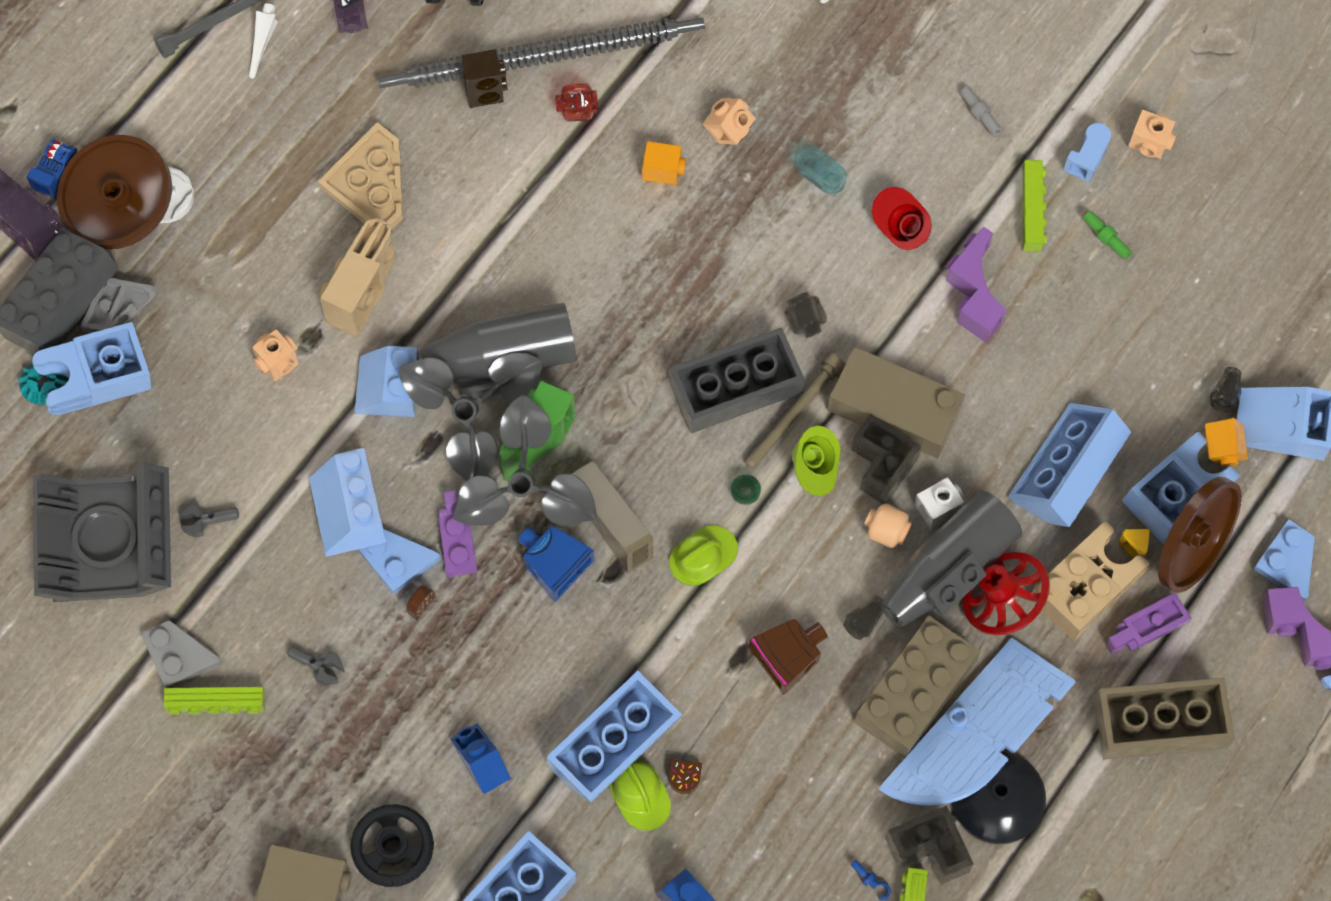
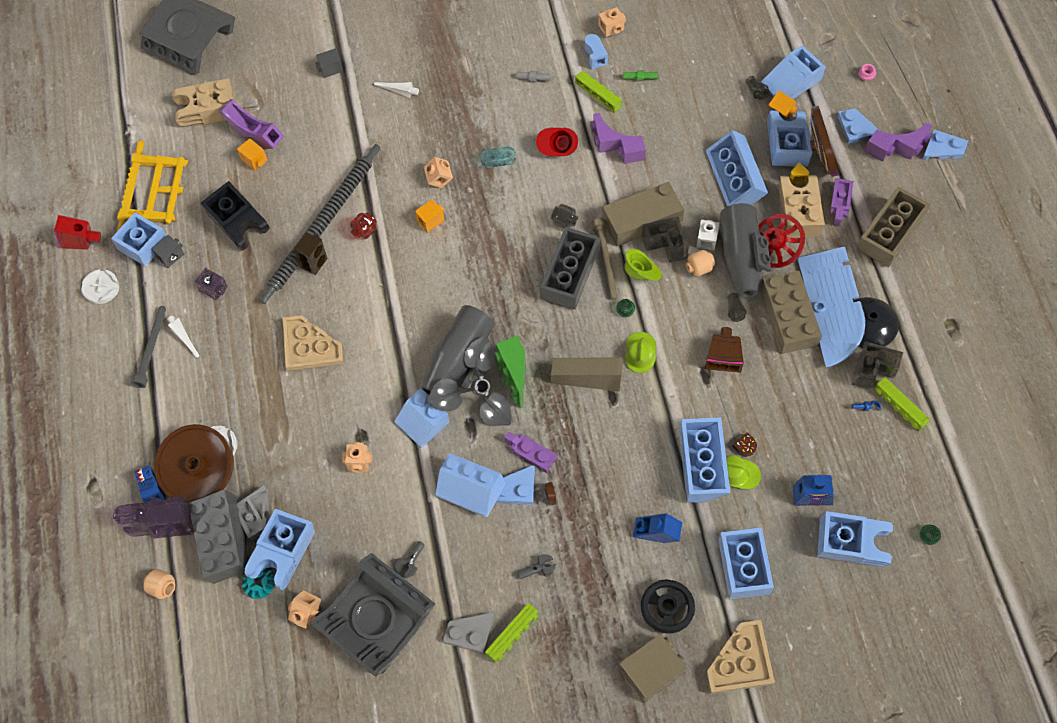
camera: 45 degrees left, 5 degrees down
(48, 454) = (304, 609): none -> light nougat brick
(359, 278) = (357, 387): tan brick -> none
(555, 559) = (585, 415): blue torso -> none
(567, 499) = (565, 384): dark grey plant -> none

